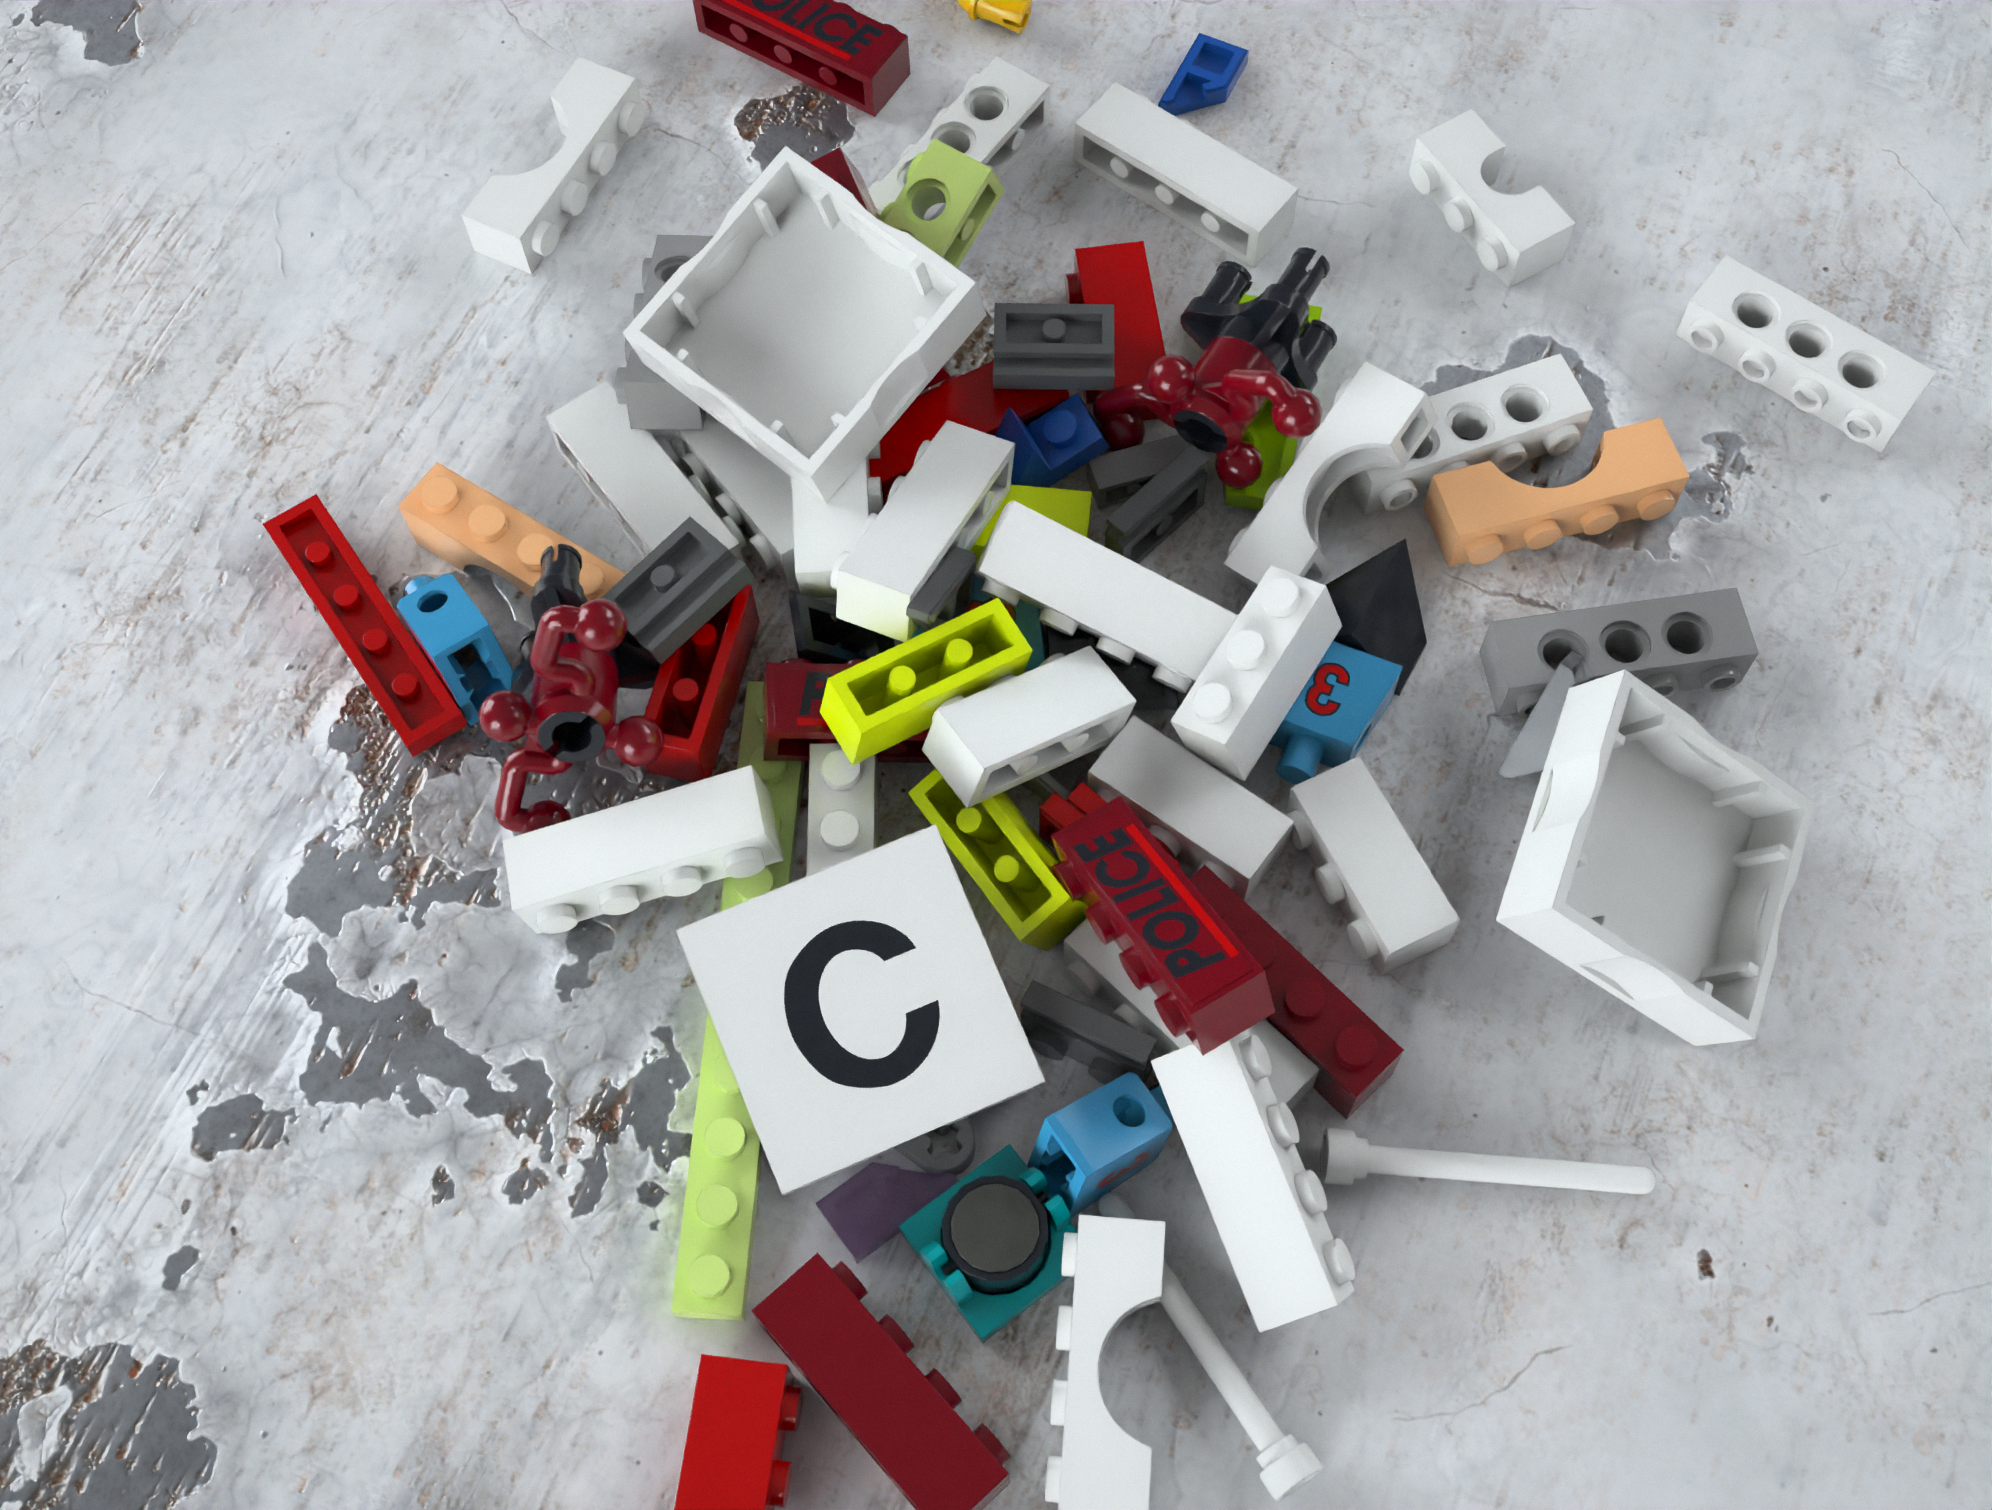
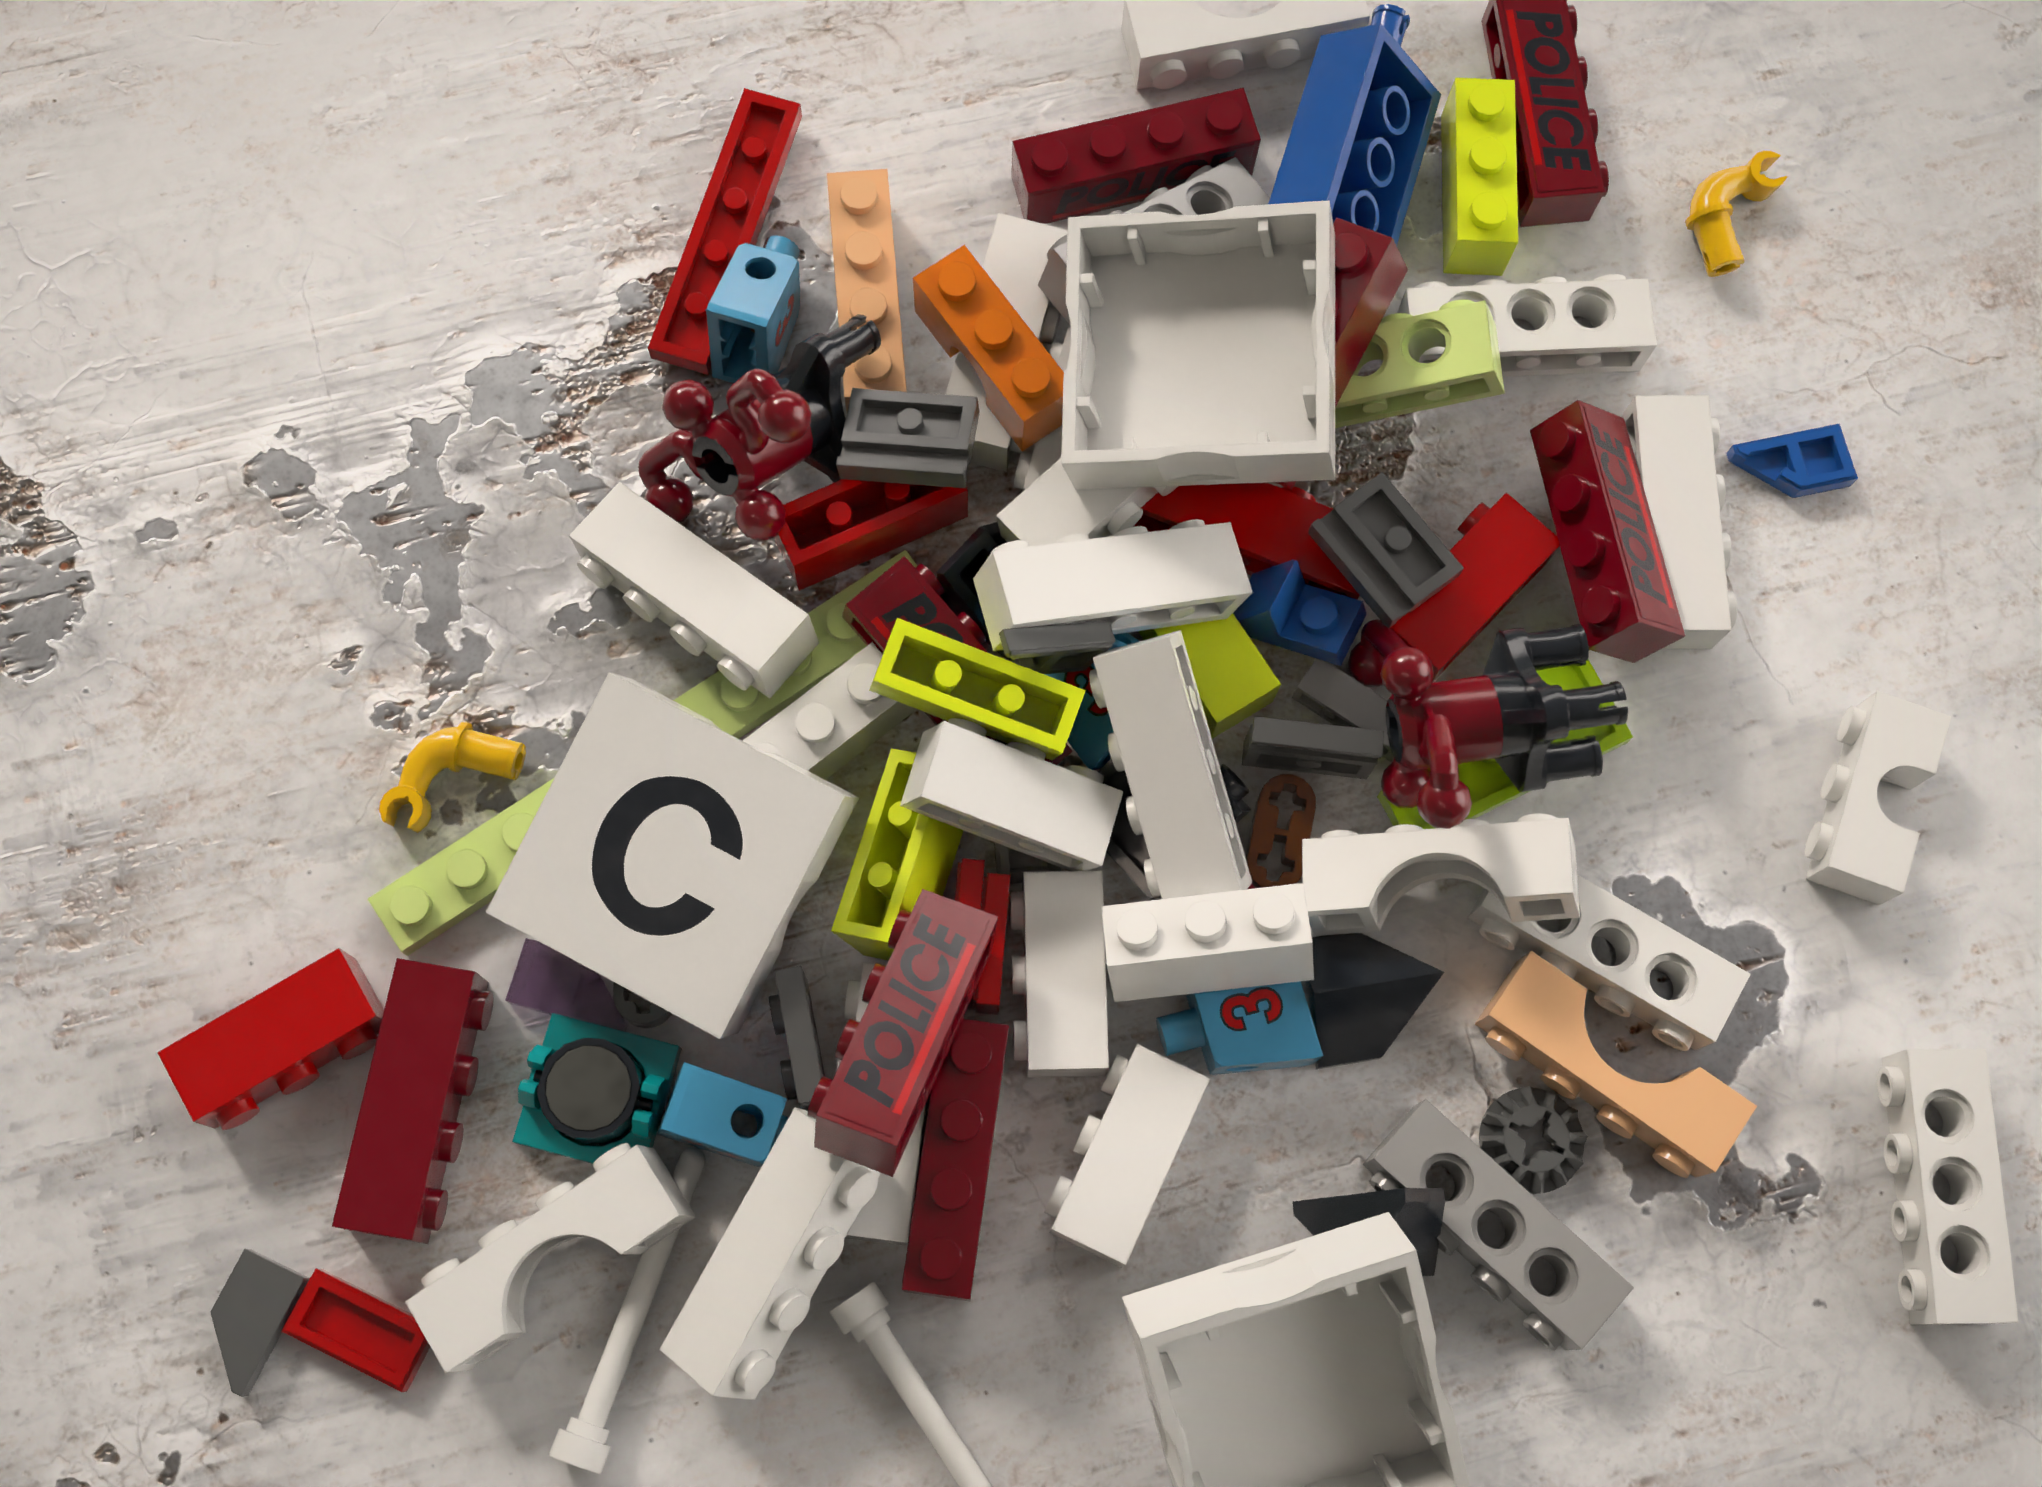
camera: 45 degrees right, 10 degrees up
(584, 305) = (1130, 155): none -> dark red brick
(599, 1150) = (453, 750): none -> yellow piece
(701, 479) = (975, 318): none -> orange arch
(702, 130) = (1360, 126): none -> blue brick
(818, 102) = (1479, 176): none -> neon yellow brick
(1160, 208) = (1606, 533): none -> dark red brick
(1207, 574) = (1264, 829): none -> reddish brown beam
(1543, 574) = (1562, 1129): none -> dark grey gear

